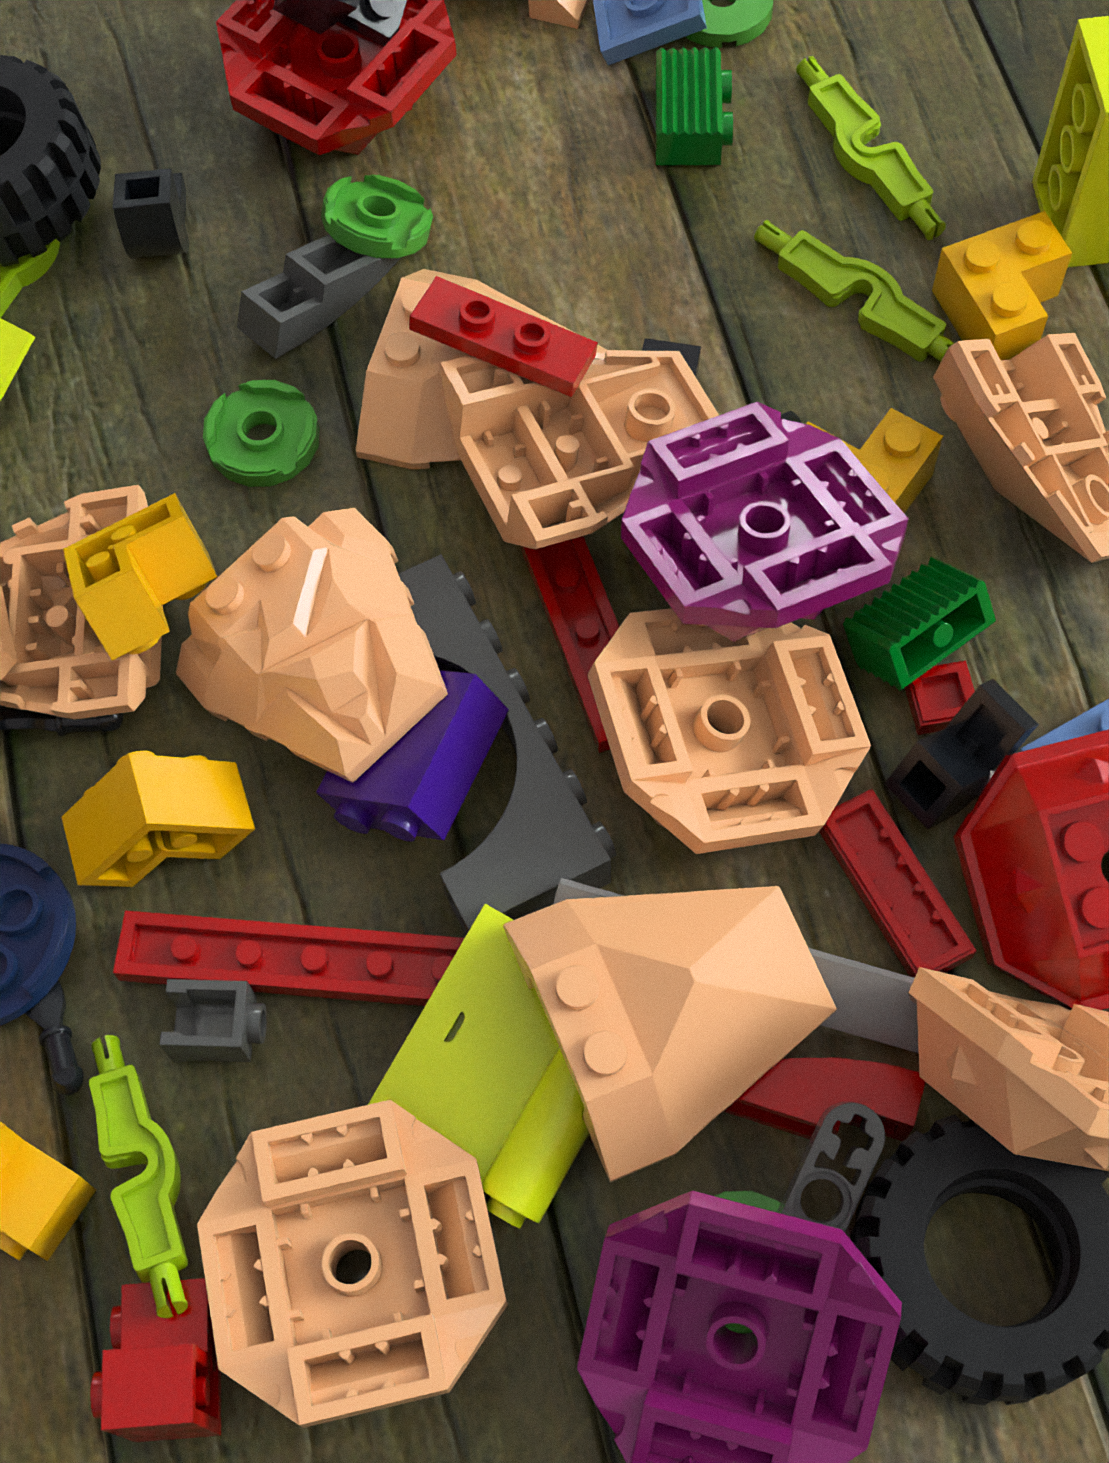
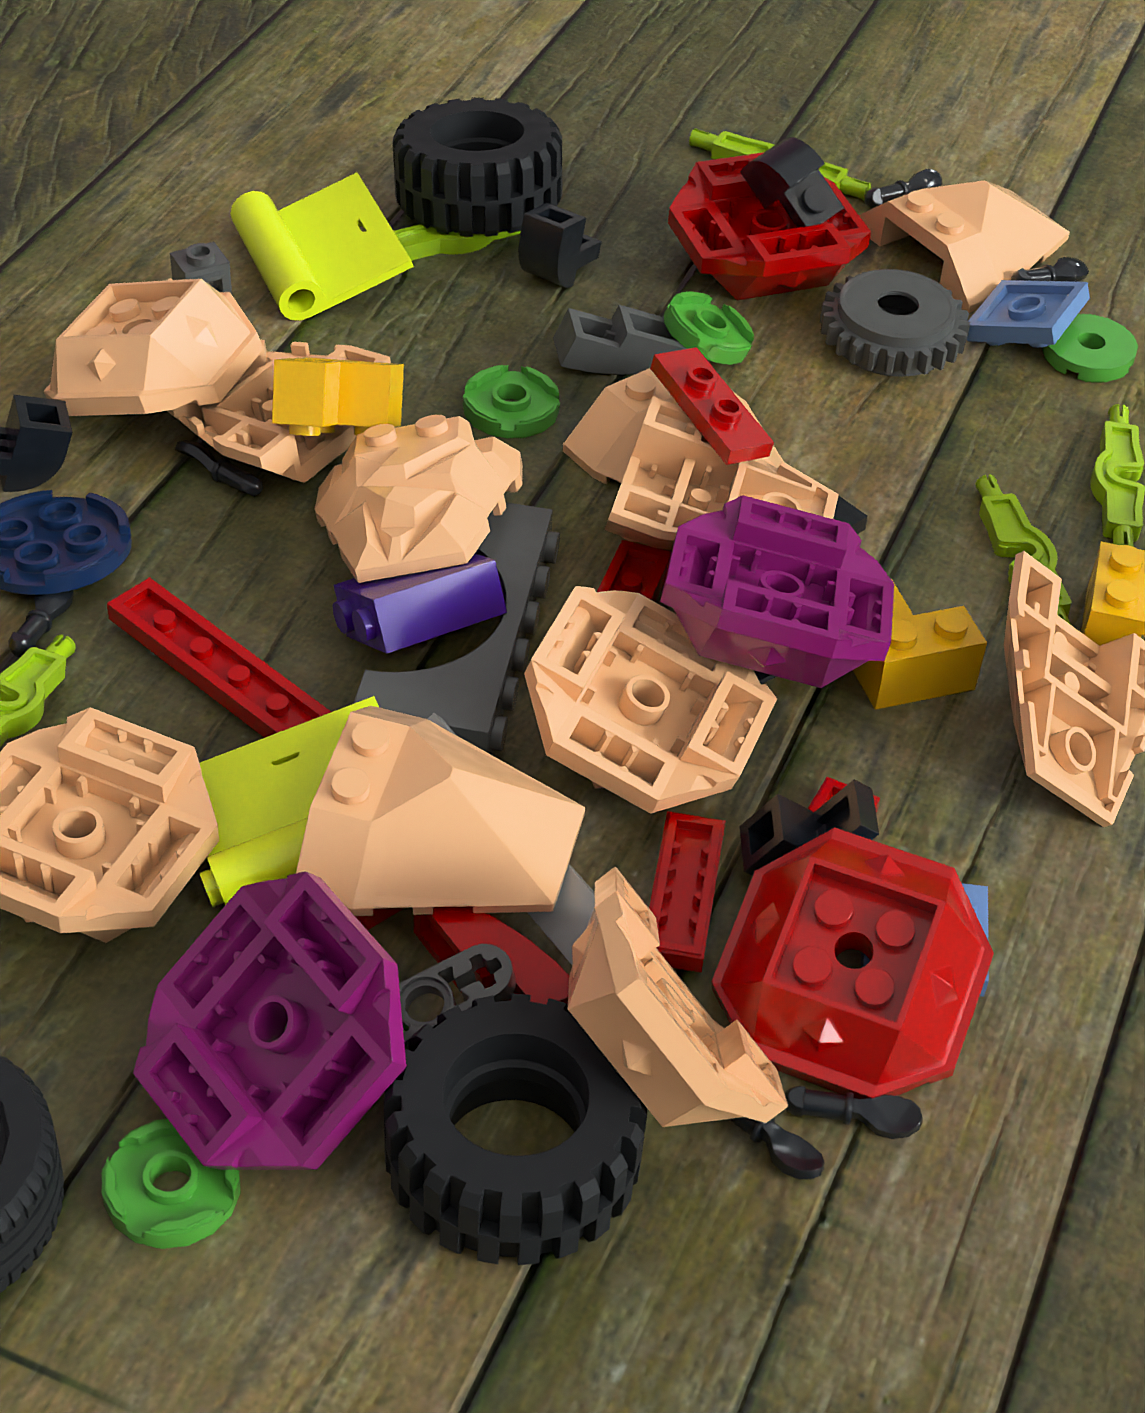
camera: 30 degrees right, 20 degrees down
(155, 811) = (224, 529): yellow brick -> none
(214, 1021) = (146, 674): dark grey window -> none
(537, 92) = (894, 322): none -> dark grey gear
(690, 107) = (999, 385): green brick -> none
(919, 622) = (862, 748): green brick -> none

